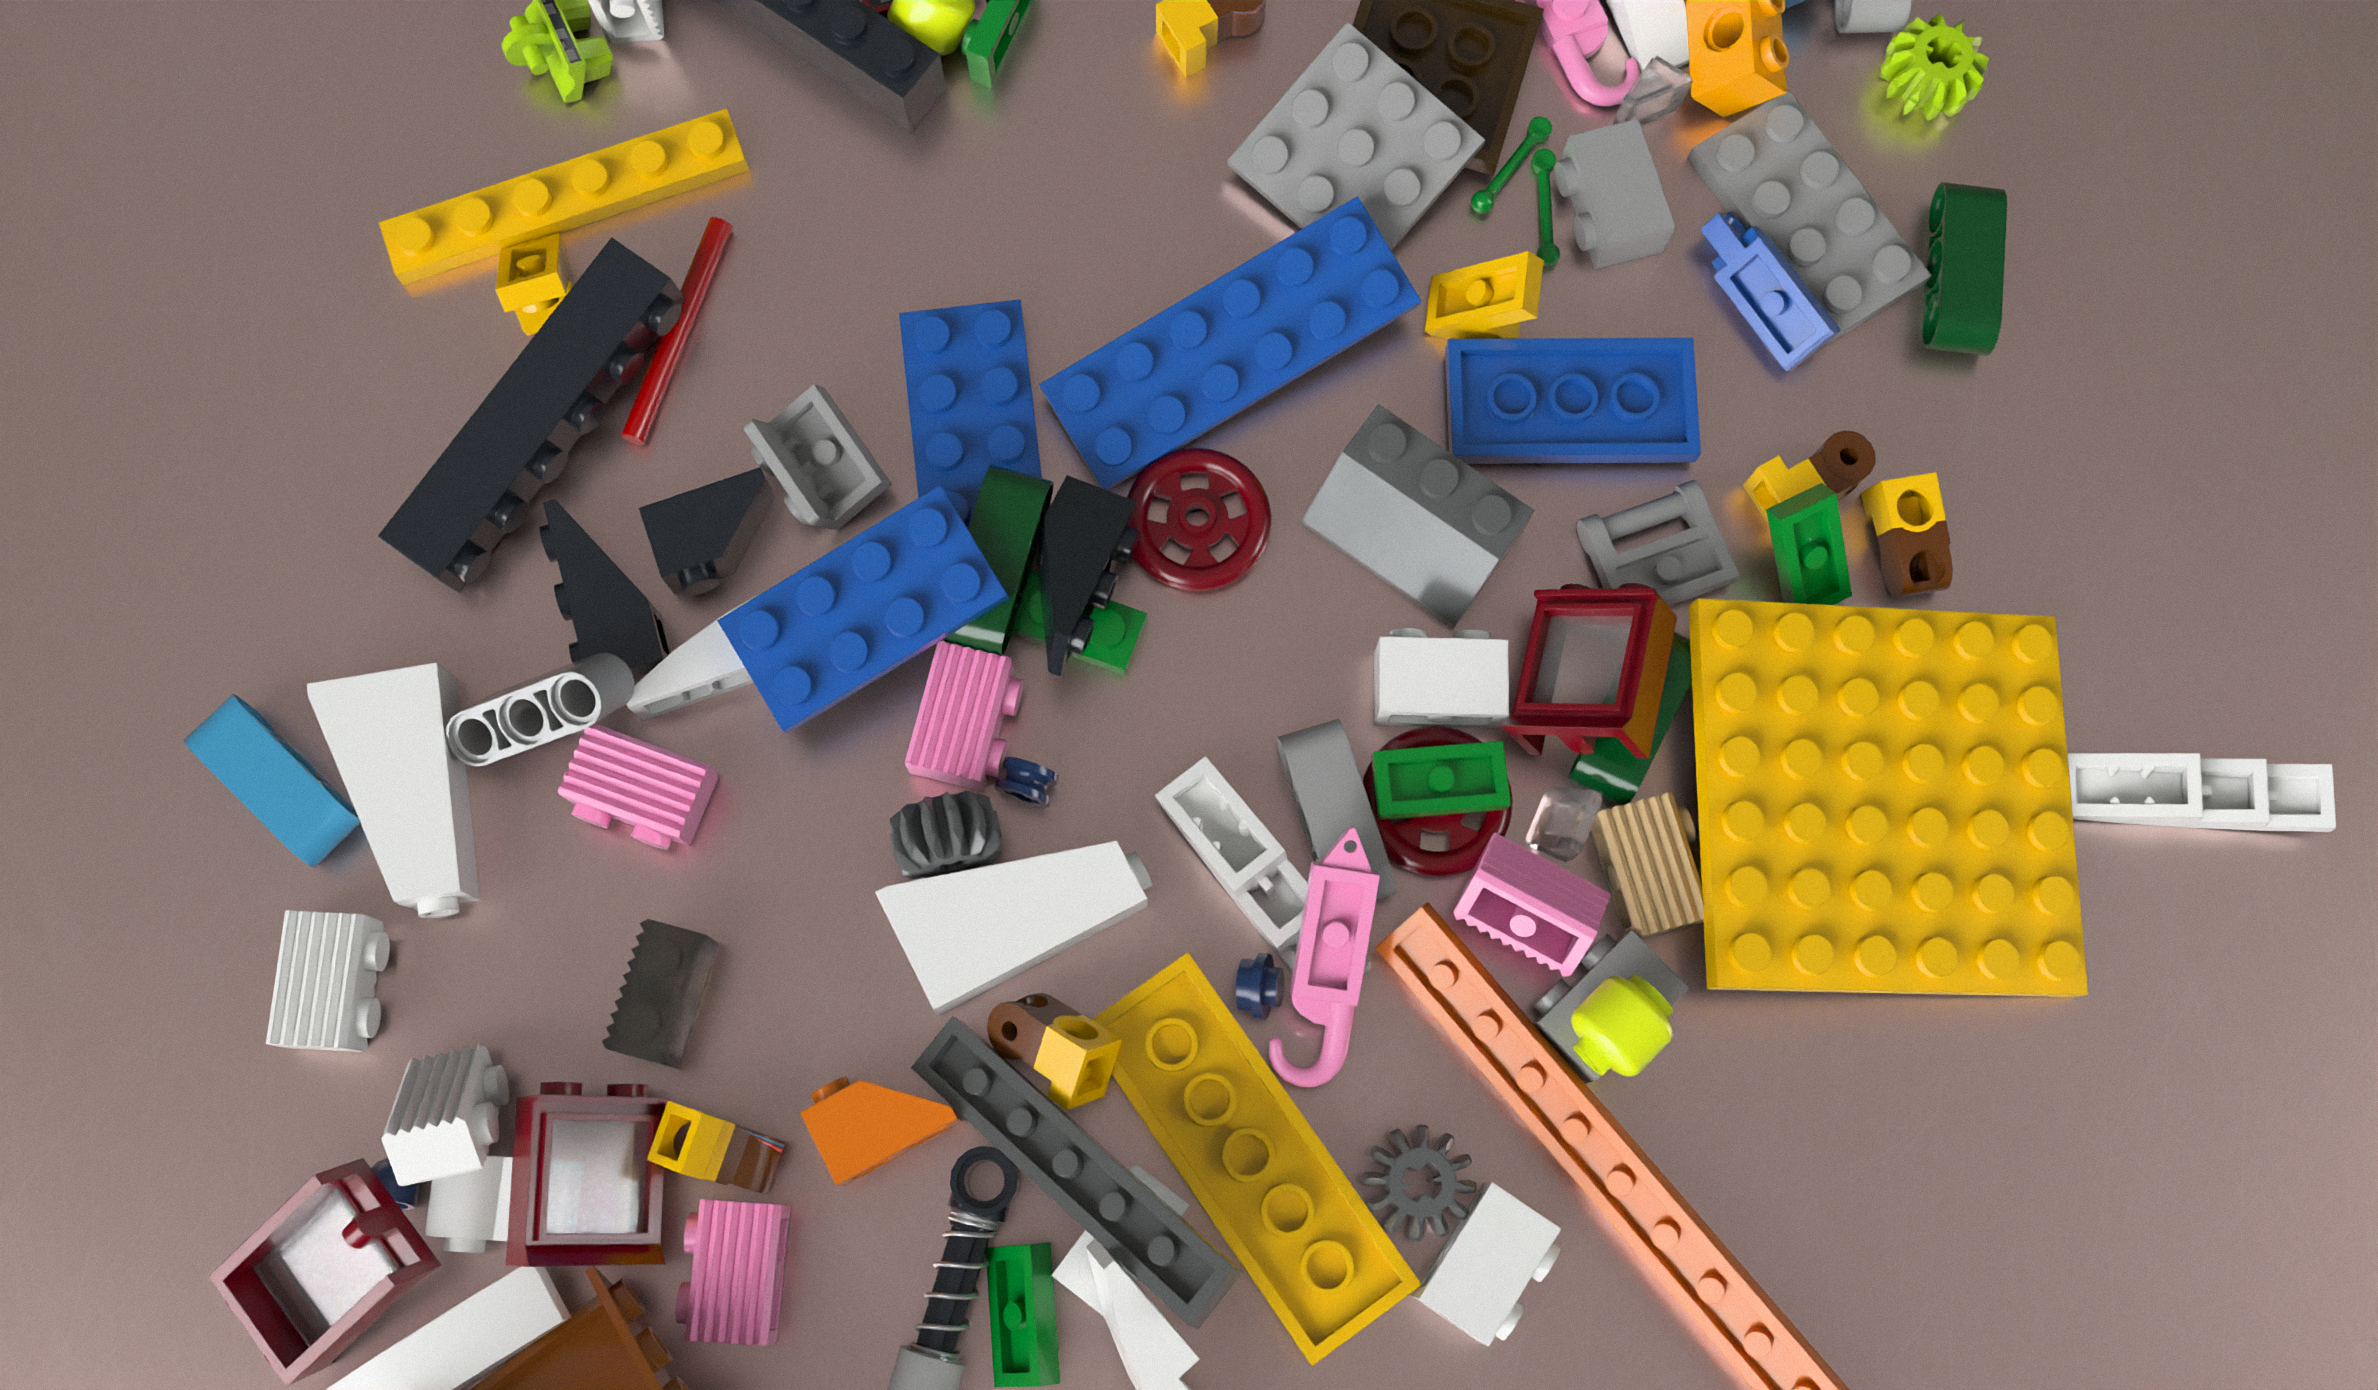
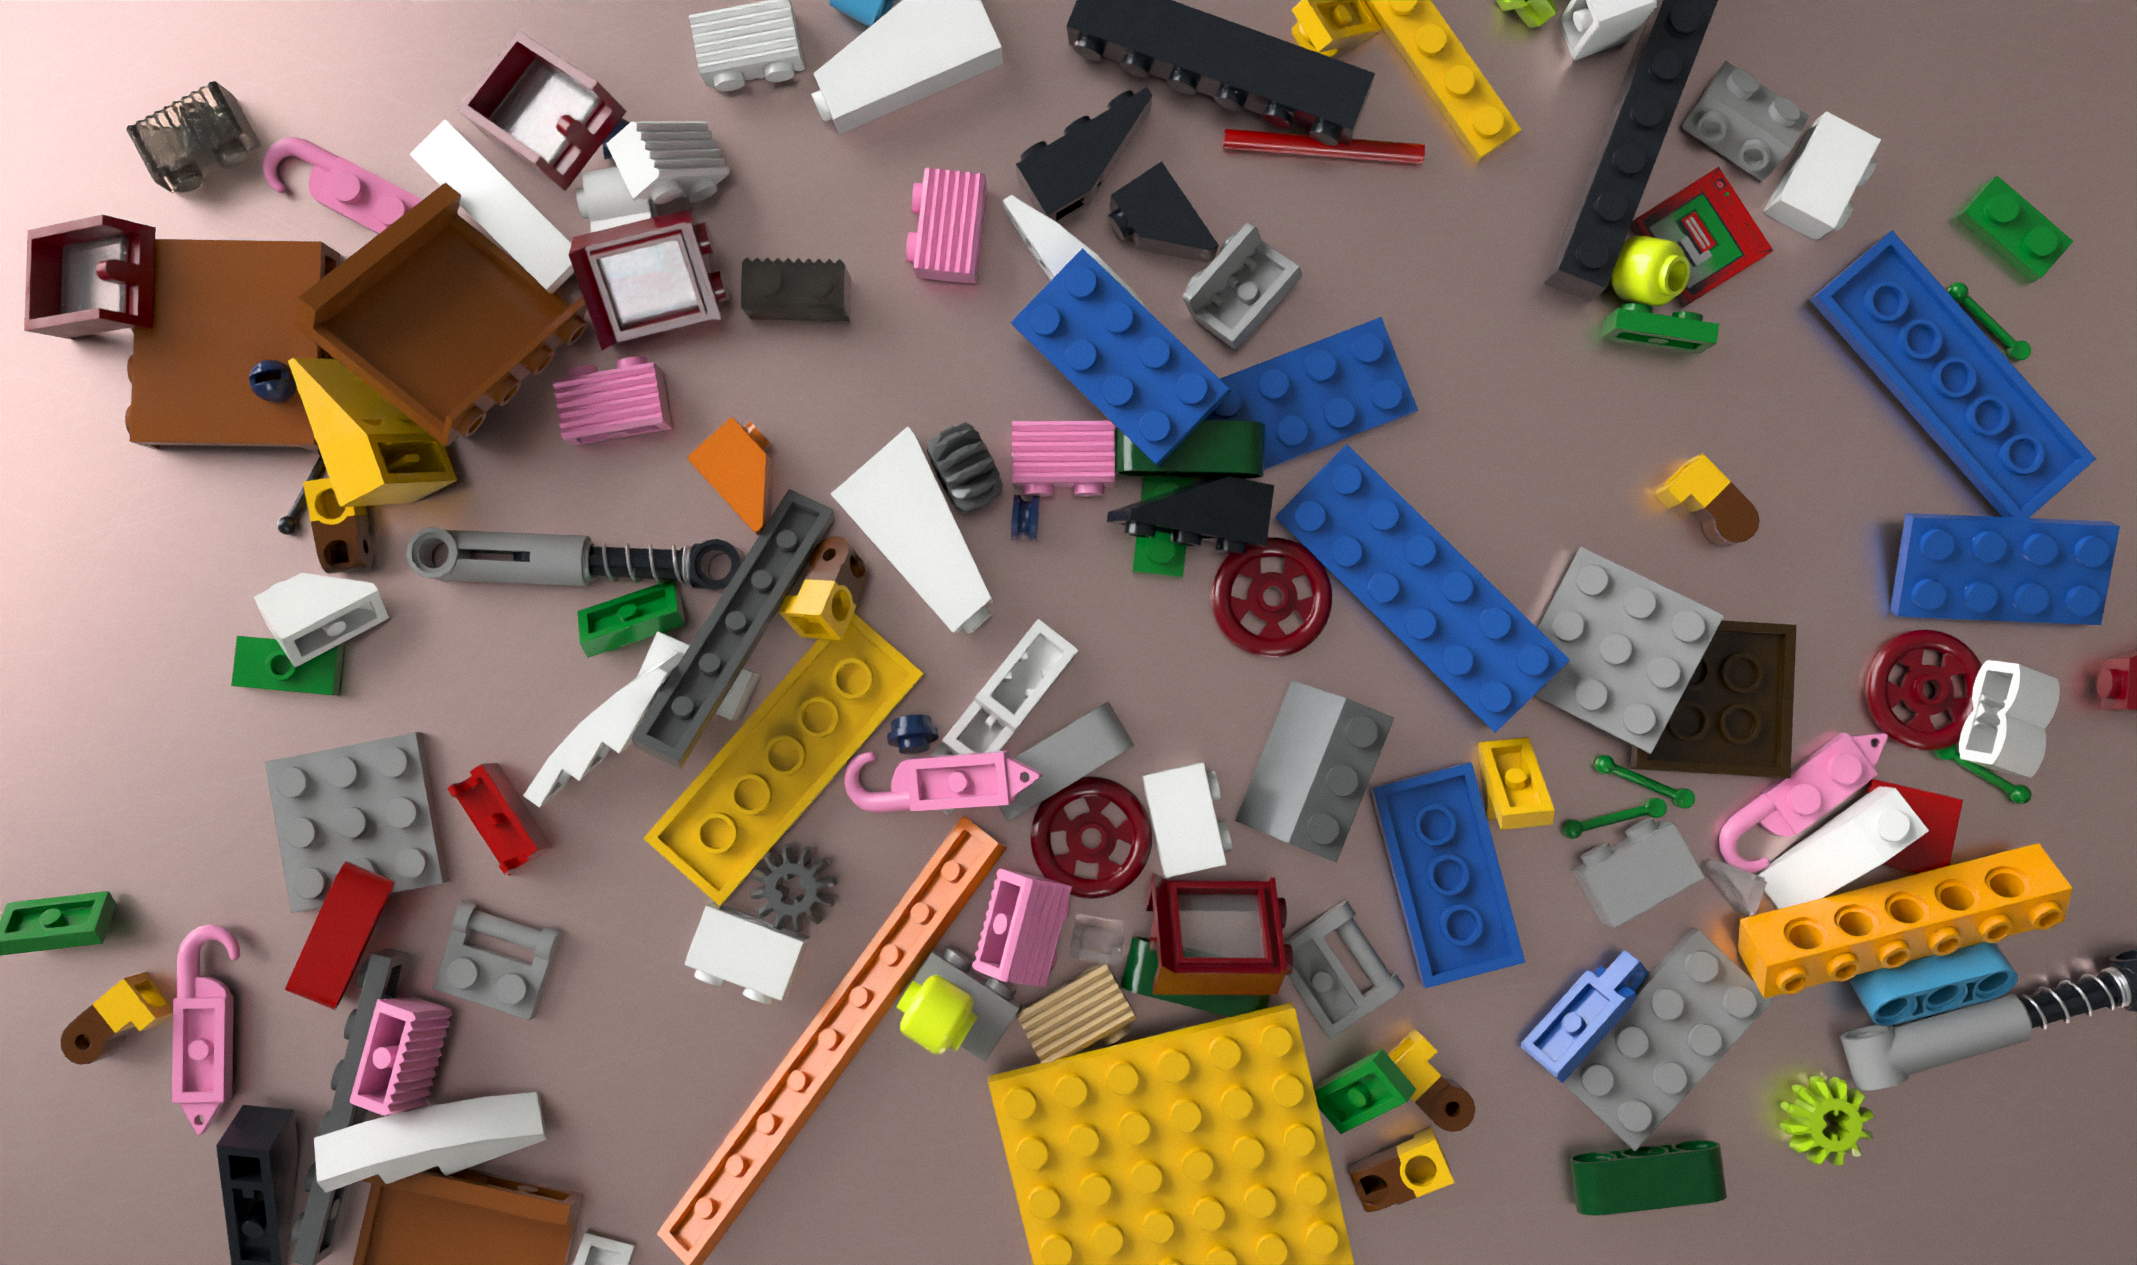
camera: 80 degrees right, 10 degrees up
(540, 709) = (983, 136): light grey beam -> none
(716, 1149) = (692, 363): leg -> none
(1440, 780) = (1100, 836): green plate -> none

